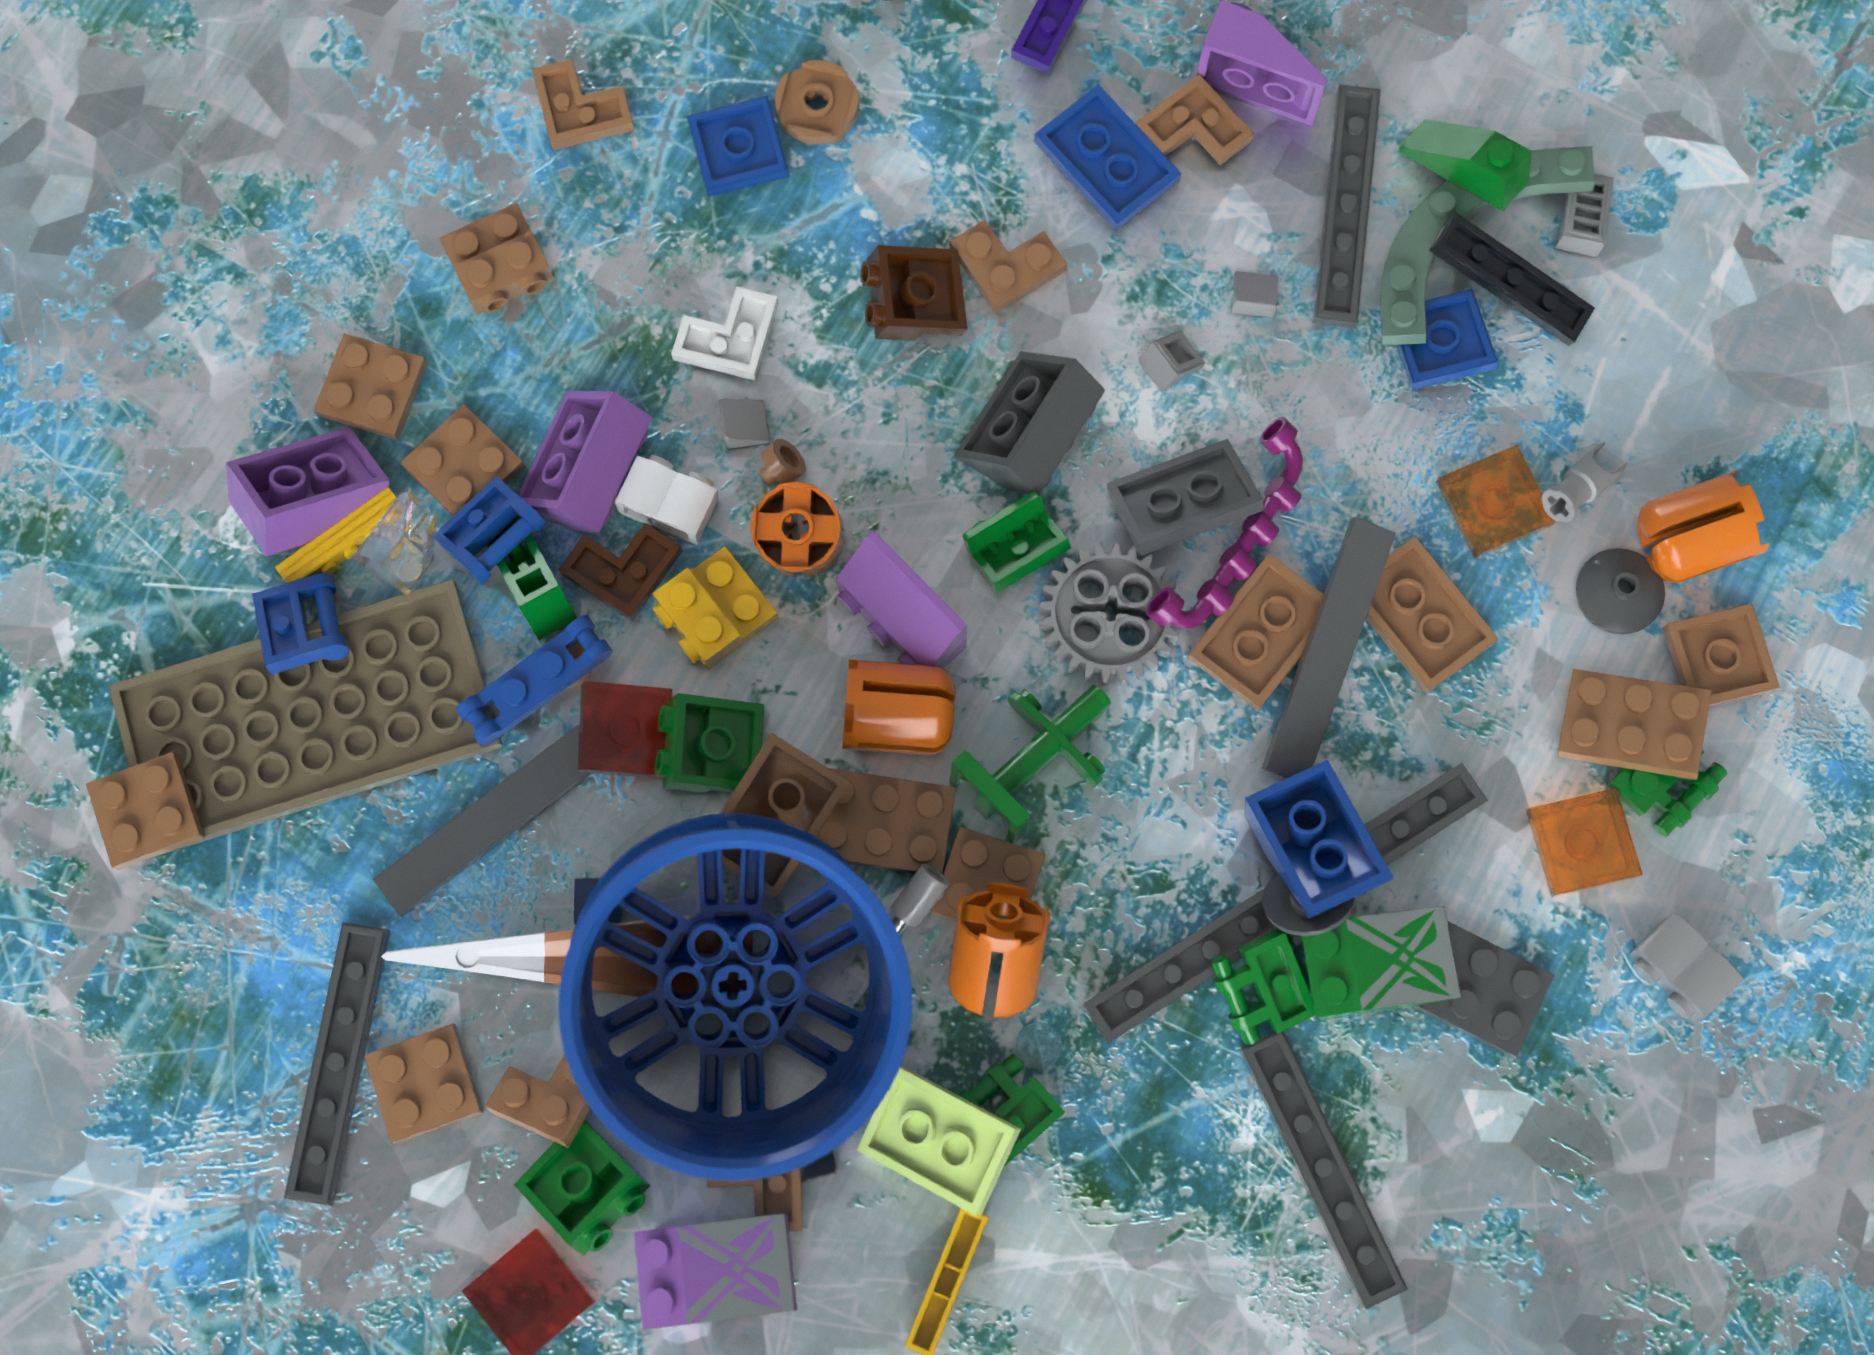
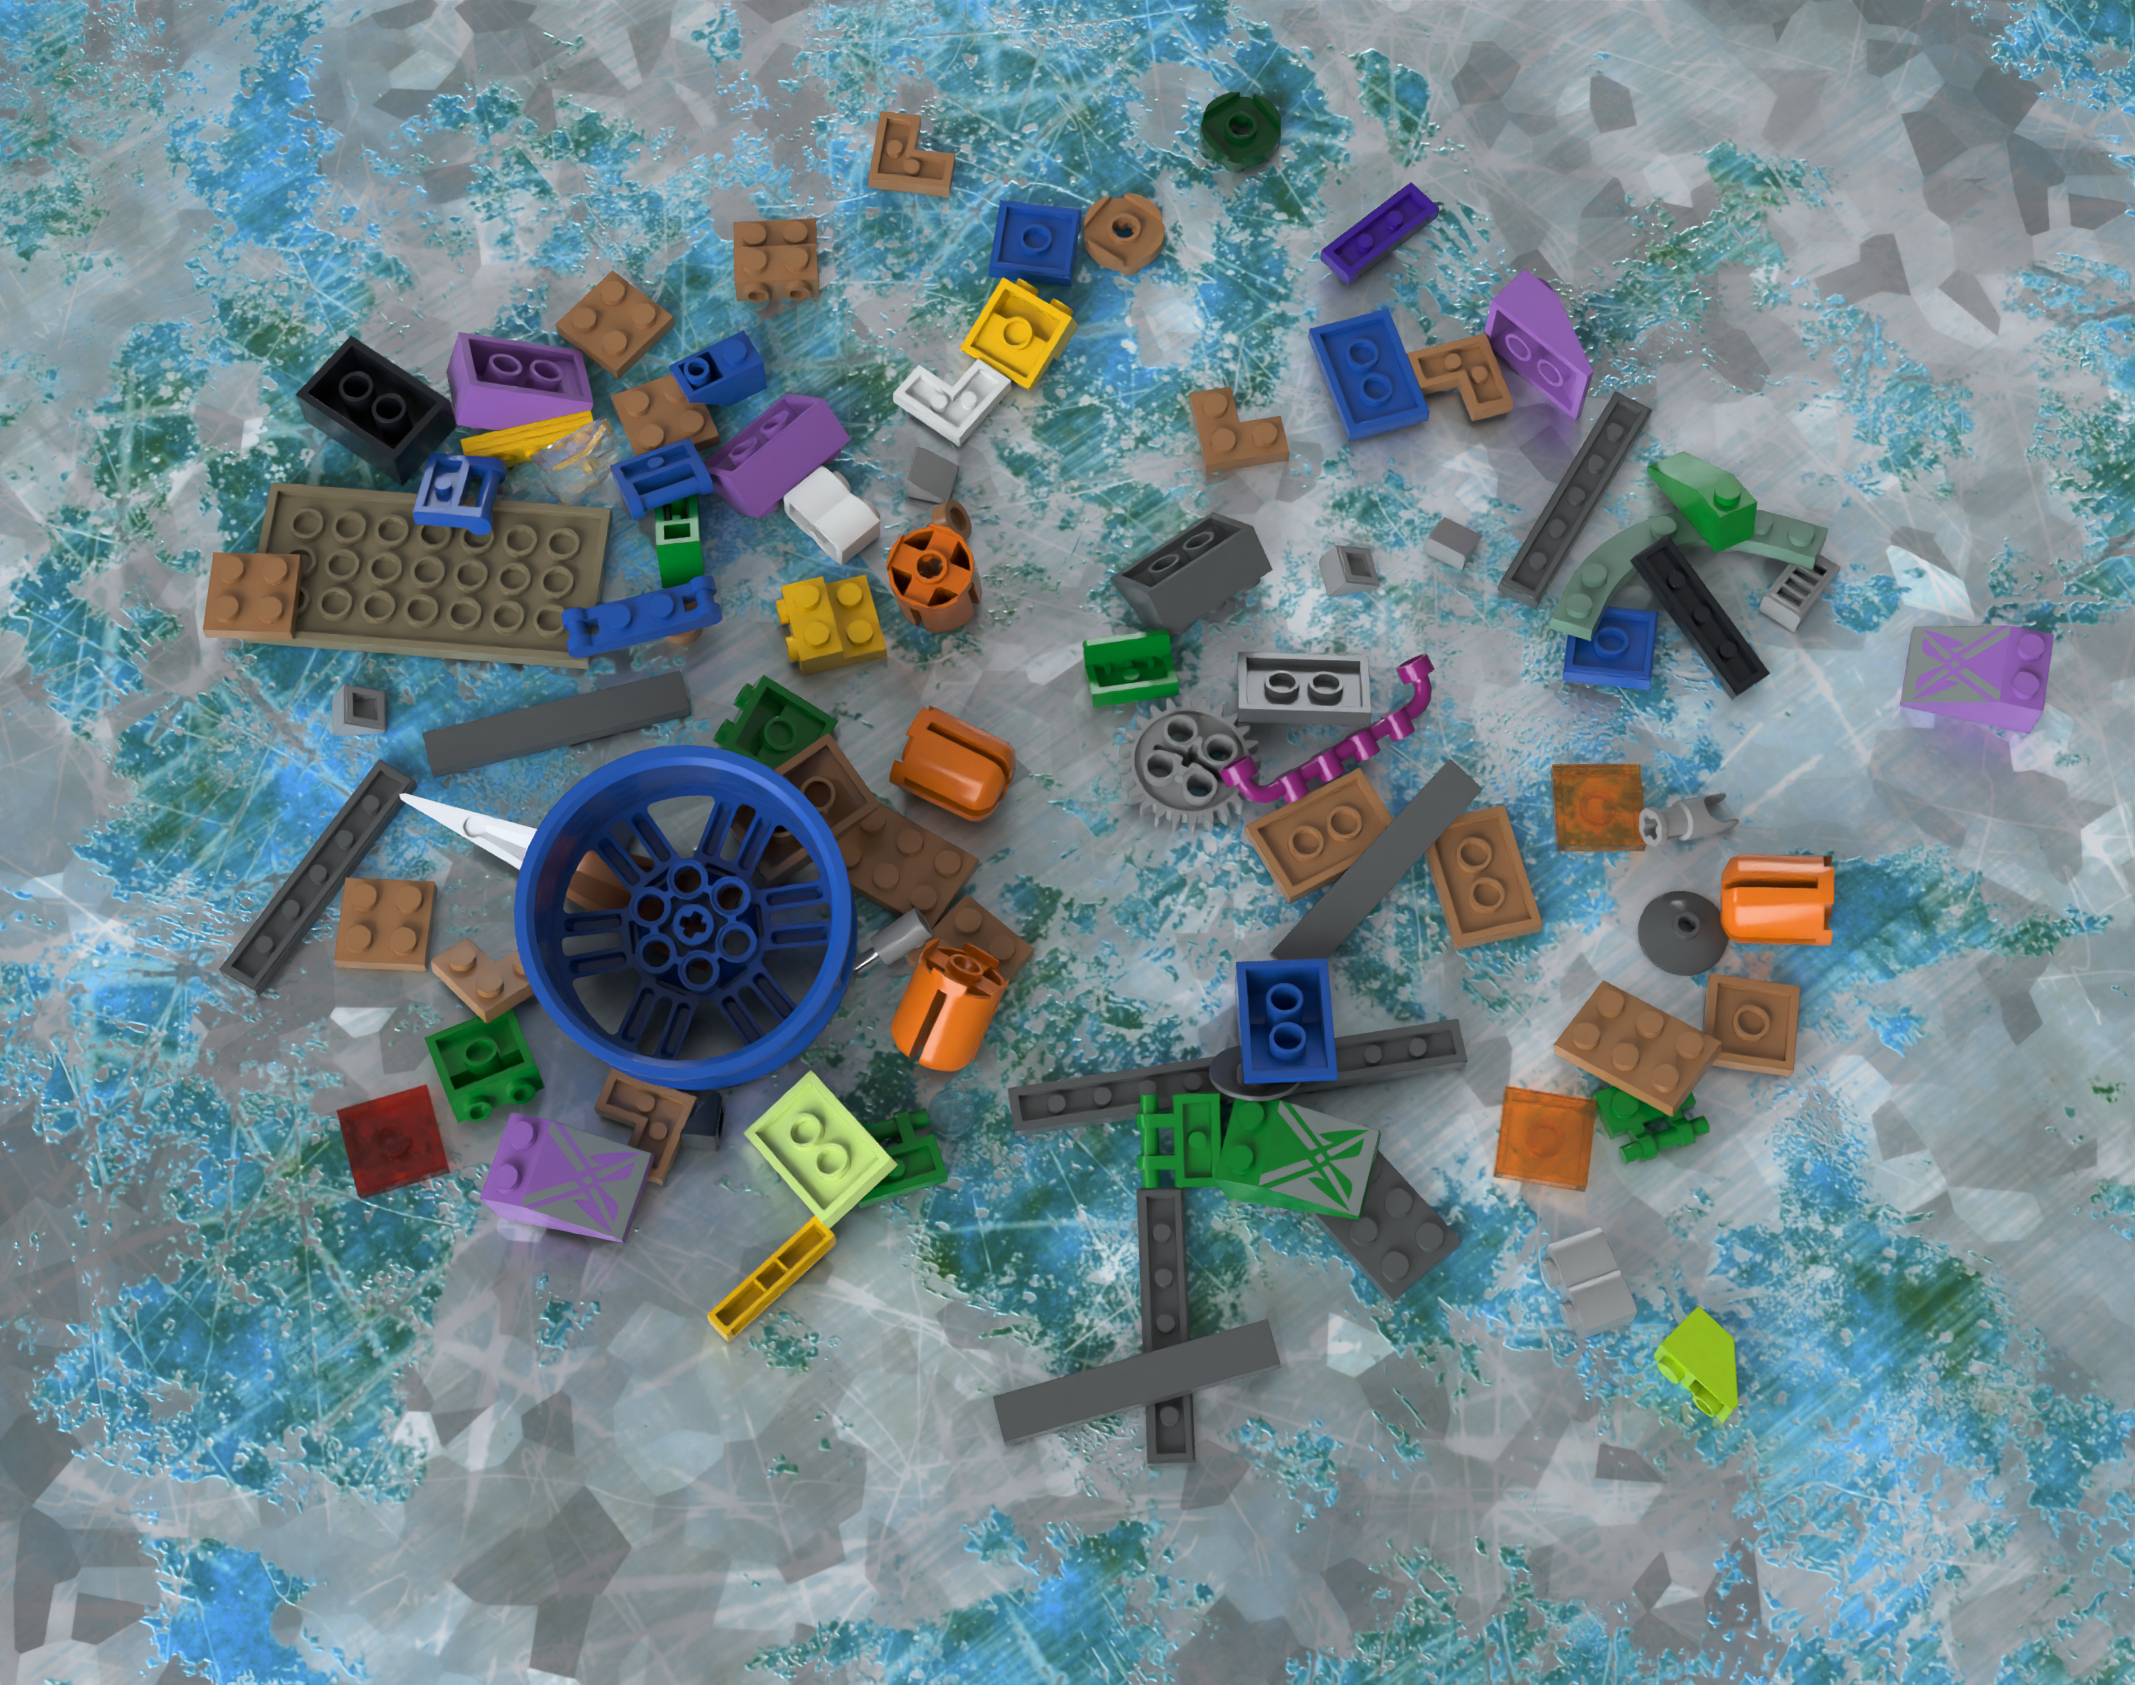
camera: 20 degrees right, 10 degrees down
(179, 570) = (376, 410): none -> black brick
(299, 880) = (358, 711): none -> light grey slope
(497, 398) = (721, 372): none -> blue slope
(620, 728) = (699, 690): clear red tile -> none
(622, 581) = (764, 569): reddish brown plate -> none
(764, 245) = (1020, 333): none -> yellow plate
(900, 606) = (998, 679): medium lavender slope -> none
(913, 292) = (1136, 423): reddish brown plate -> none
(998, 791) = (1017, 871): green piece -> none
(1325, 1238) = (1136, 1382): none -> dark grey tile
(1781, 233) = (1979, 674): none -> medium lavender slope
(1817, 997) = (1703, 1361): none -> lime slope

